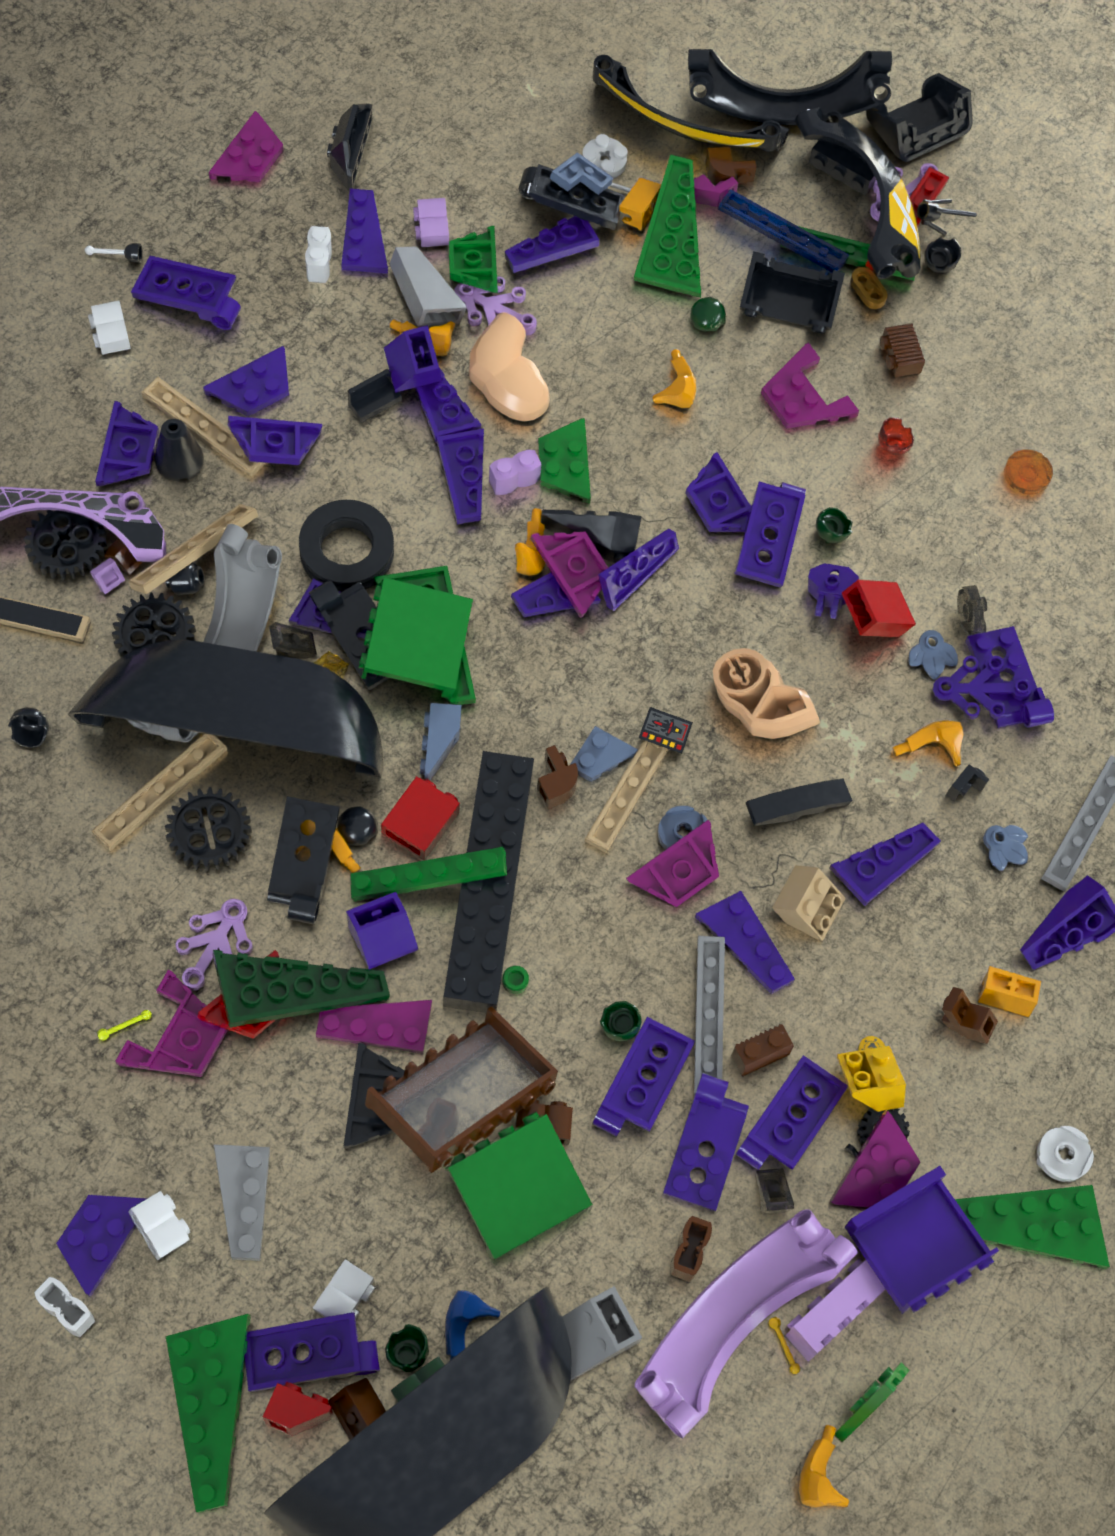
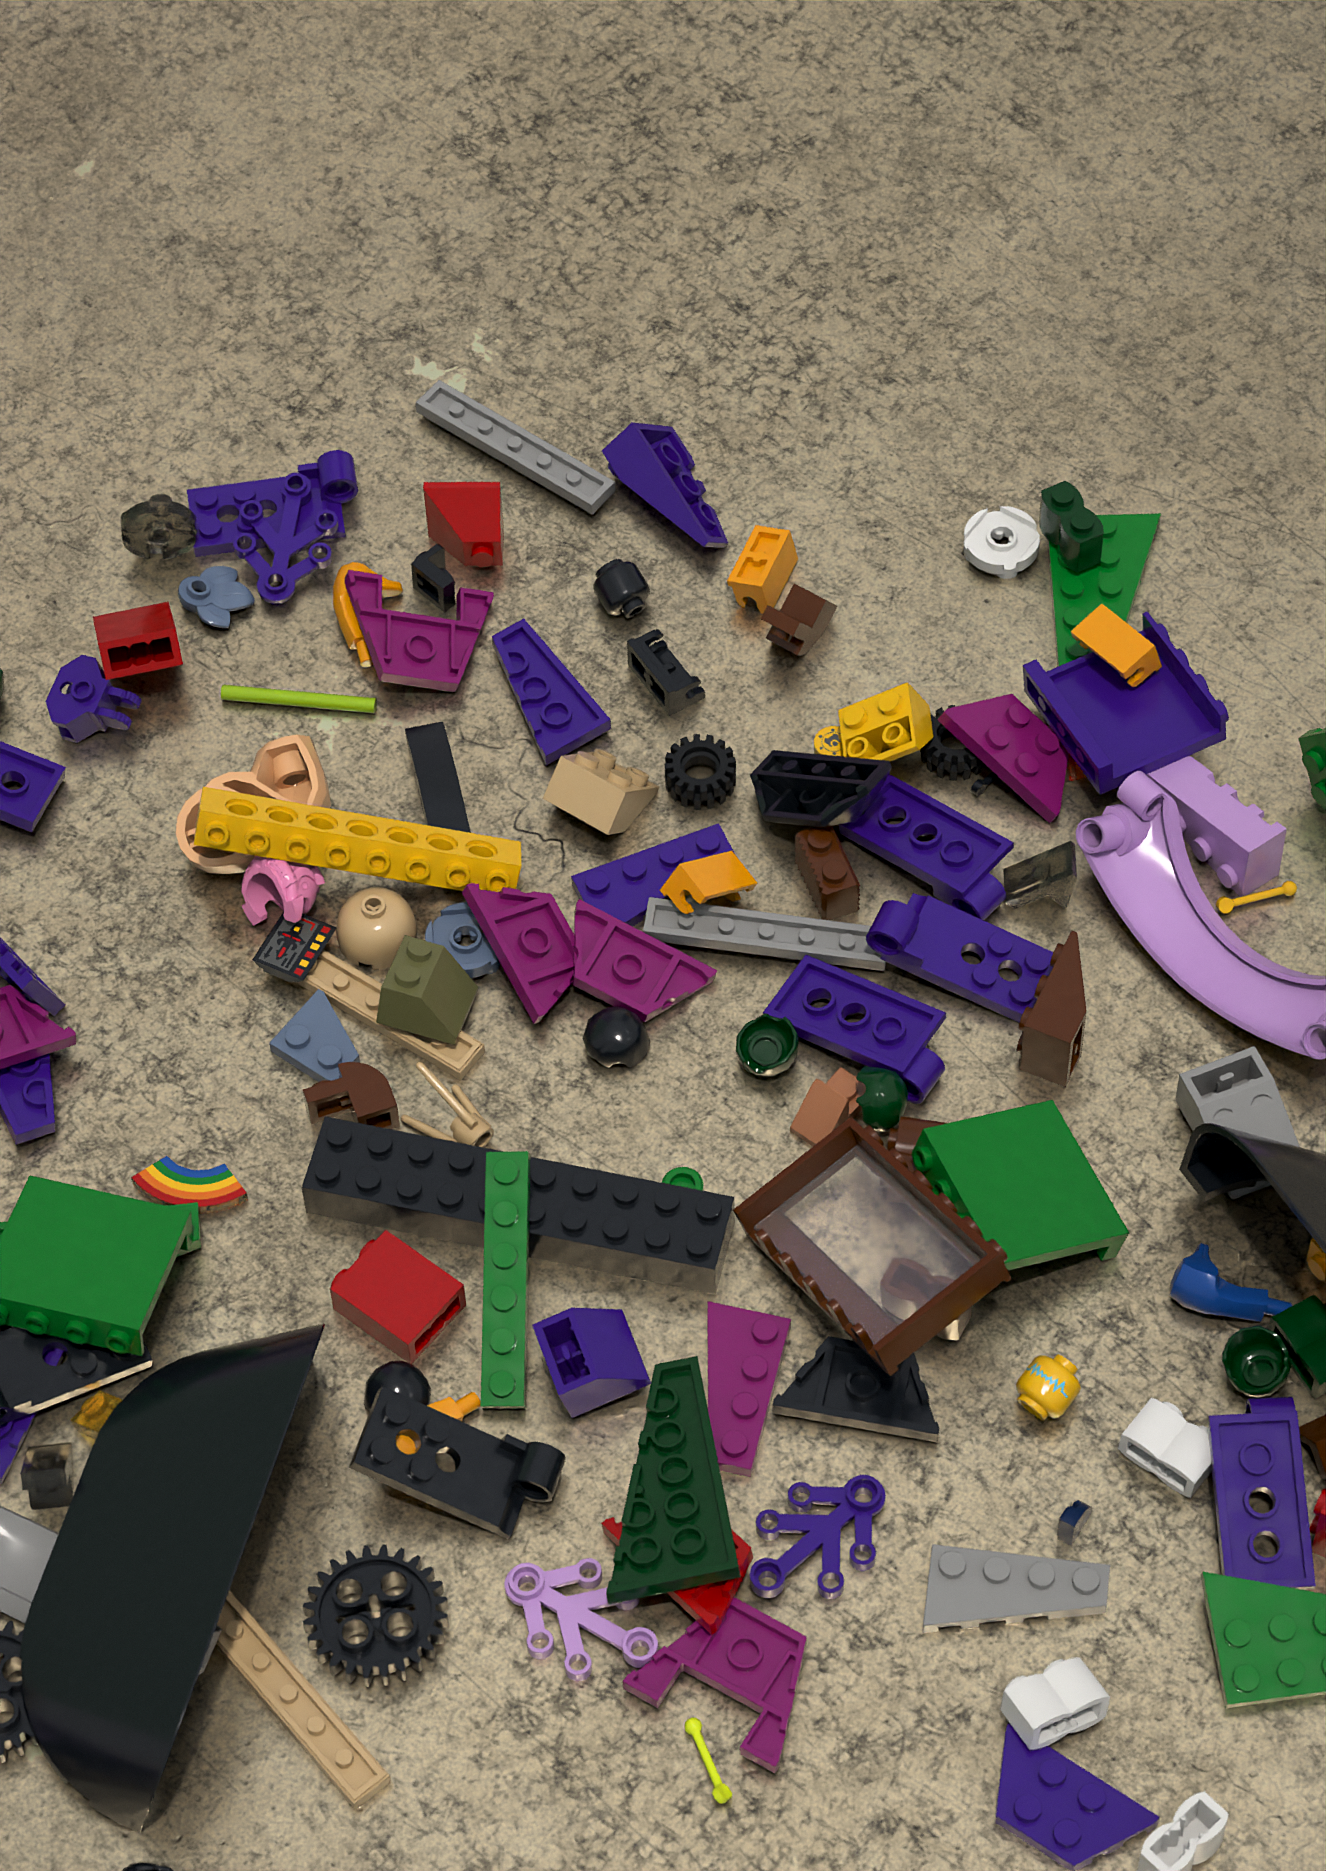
camera: 75 degrees left, 10 degrees down
(276, 1081) = (820, 1531): none -> dark purple plant
(286, 1232) = (1073, 1521): none -> tile
(382, 1213) = (1048, 1386): none -> yellow head
(442, 736) = (254, 1257): sand blue slope -> none
(488, 695) = (173, 1185): none -> tile
(542, 846) = (467, 1127): none -> tan plant
(582, 1067) = (827, 1106): none -> nougat slope
(585, 1094) = (884, 1098): none -> dark green hair
(622, 930) = (616, 1037): none -> black hair
(635, 809) = (426, 992): none -> olive slope
(659, 1206) = (1056, 1023): none -> reddish brown slope
(673, 932) = (631, 966): none -> magenta wing
(687, 778) = (373, 926): none -> tan cylinder
(691, 1247) = (1128, 987): reddish brown brick -> none
(705, 715) = (285, 883): none -> bright pink helmet
(731, 682) = (355, 842): none -> yellow brick
(738, 972) = (708, 879): none -> light orange hinge
(818, 1031) = (816, 787): none -> black wedge
(837, 949) = (700, 753): none -> black tyre
(859, 707) = (298, 698): none -> lime bar
(905, 777) = (415, 646): none -> magenta wing
(913, 935) = (663, 673): none -> black hinge
(965, 1230) = (1118, 645): none -> light orange hinge
(976, 900) = (621, 588): none -> black head
(1009, 848) = (537, 547): sand blue plate -> none
(1011, 799) = (466, 520): none -> red slope
(1074, 1196) = (1071, 526): none -> dark green brick

